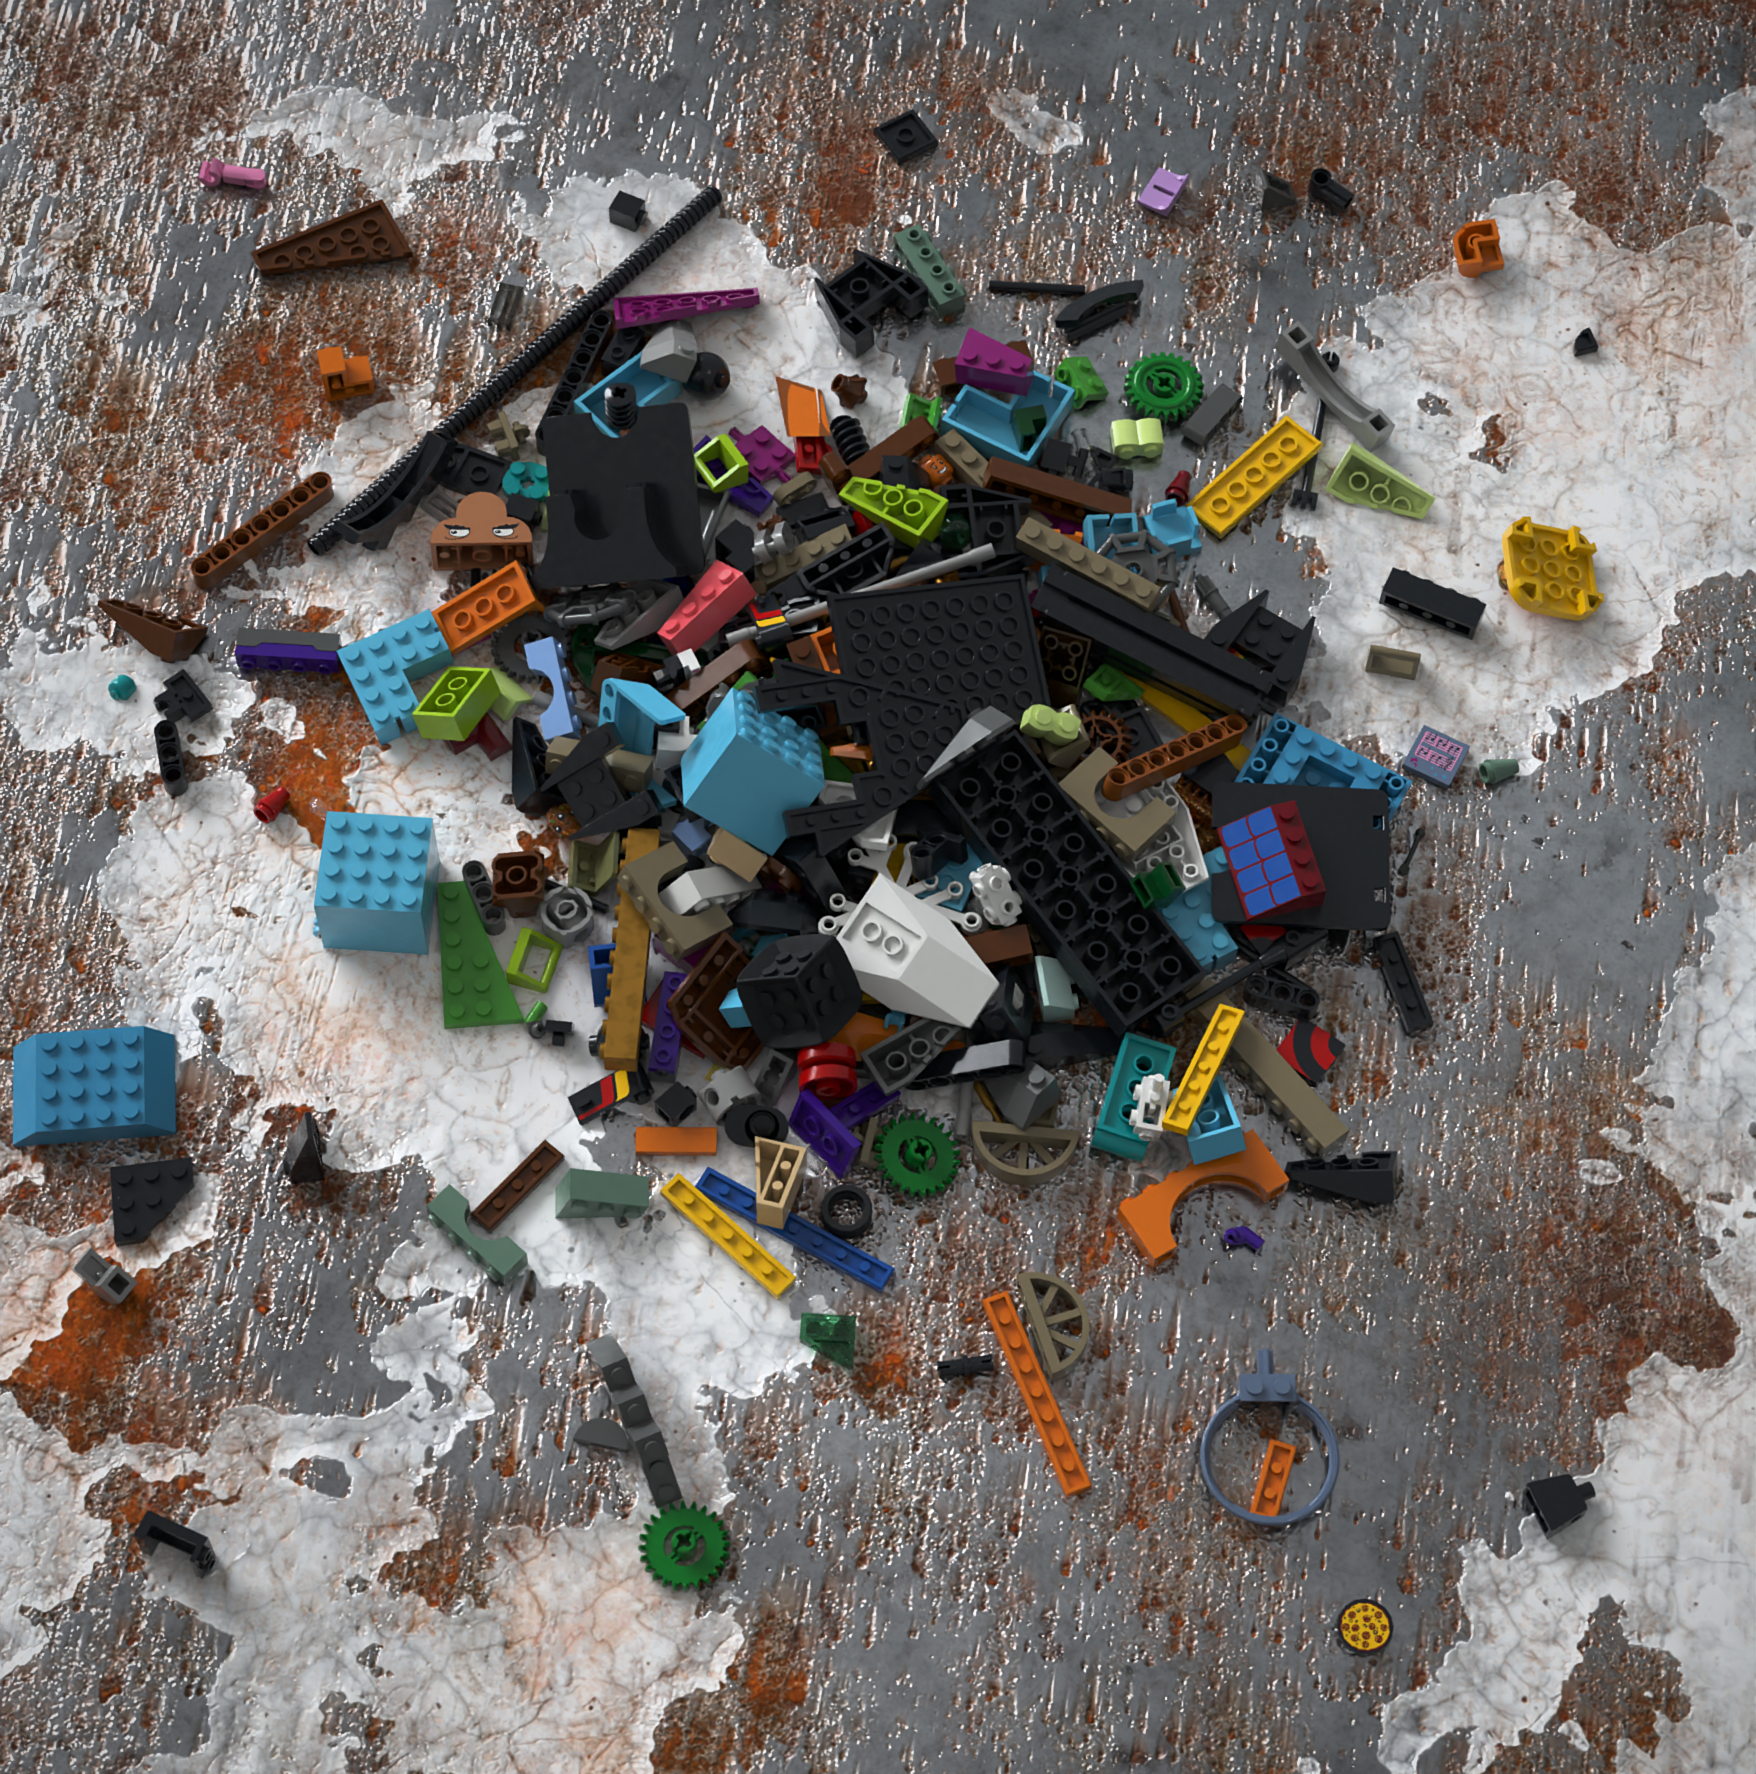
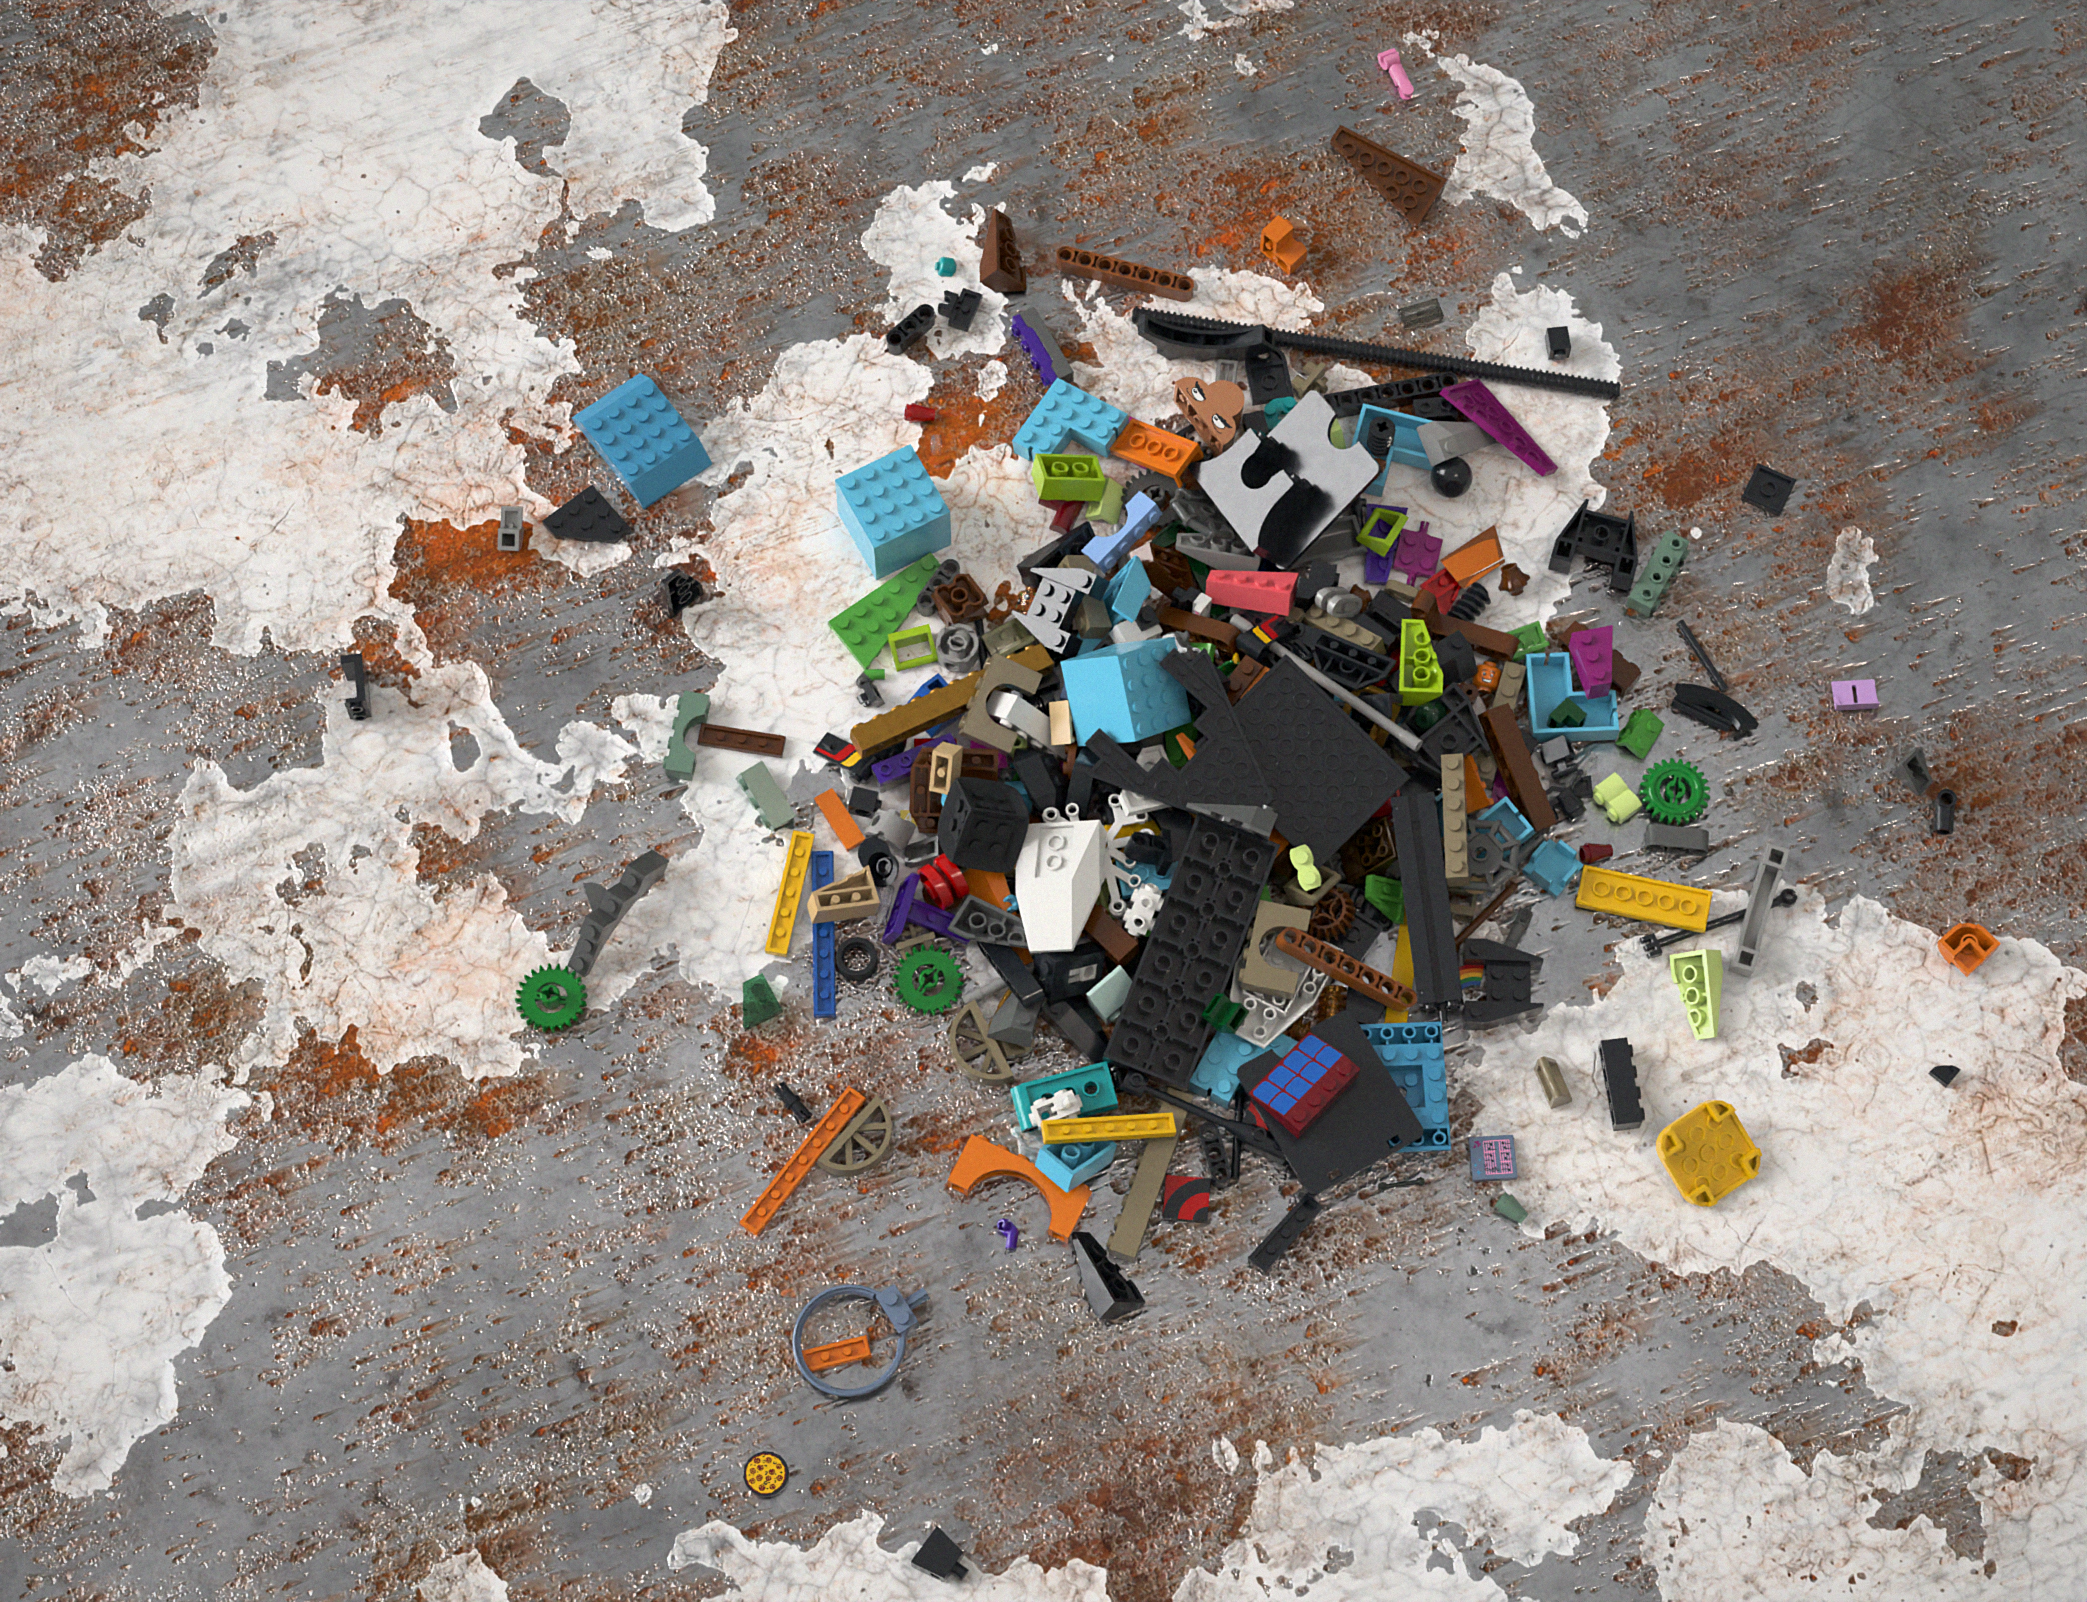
camera: 60 degrees right, 5 degrees up
(713, 989) = (945, 767): none -> tan brick

